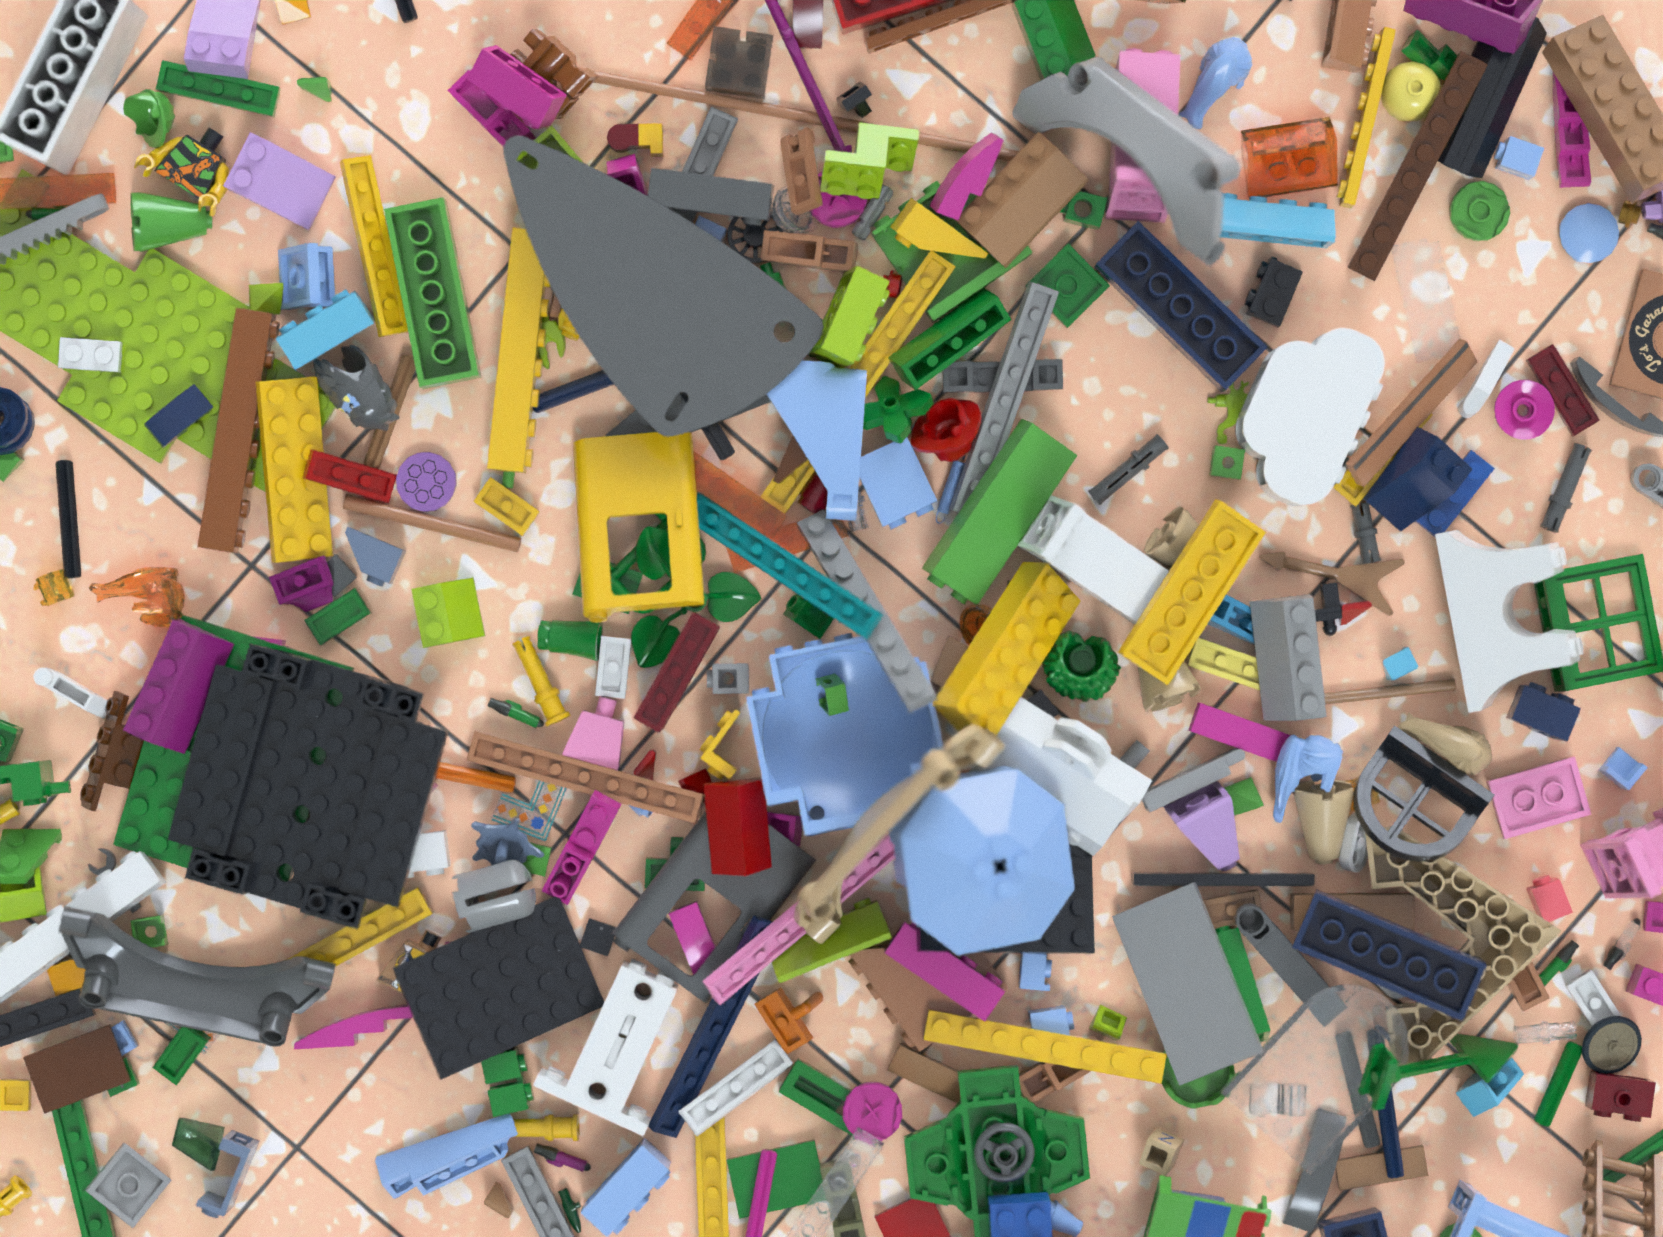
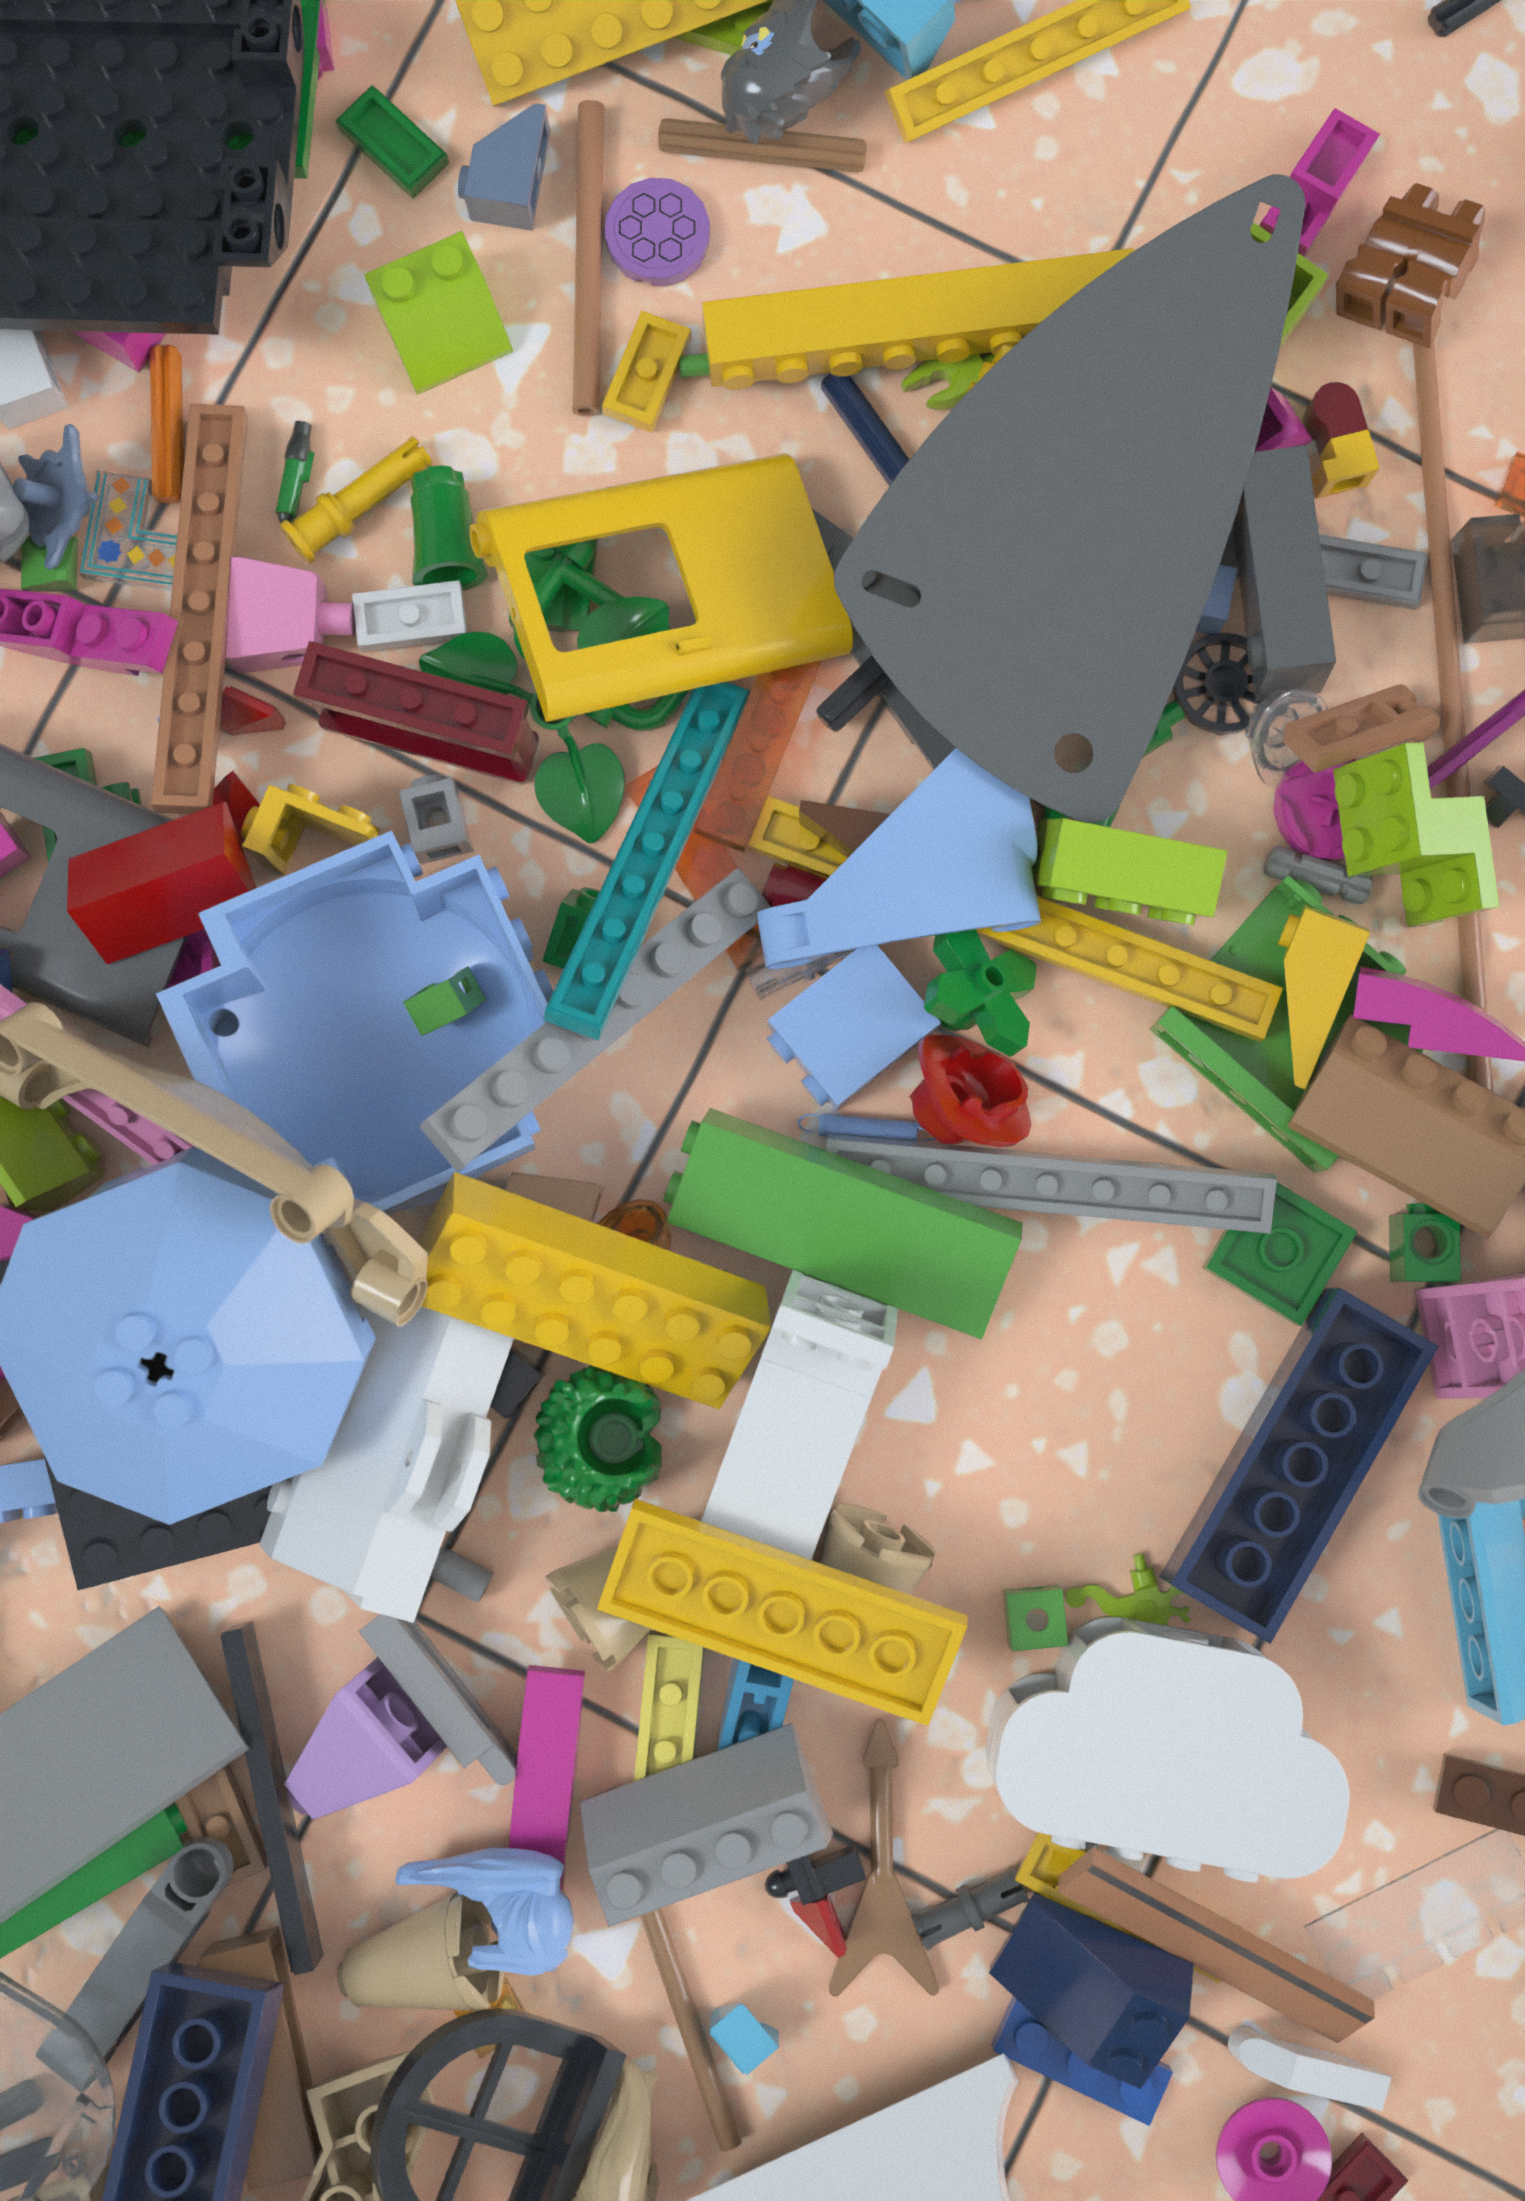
camera: 80 degrees right, 5 degrees down
(304, 585) = (430, 65): magenta slope -> none
(340, 573) = (463, 121): dark grey slope -> none
(349, 476) = (633, 90): red tile -> none
(432, 293) = (983, 155): bright green brick -> none
(516, 87) = (1378, 198): dark pink brick -> none
(809, 251) = (1222, 776): nougat slope -> none
(894, 284) = (1202, 939): red plate -> none
(949, 338) = (1134, 1058): green brick -> none
(979, 376) = (1076, 1128): dark grey slope -> none
(1151, 449) = (1031, 1480): dark grey pin -> none
(1244, 796) = (434, 1797): bright green slope -> none
(1273, 291) = (1364, 1627): black bracket -> none
(1354, 847) = (386, 2031): white plate -> none

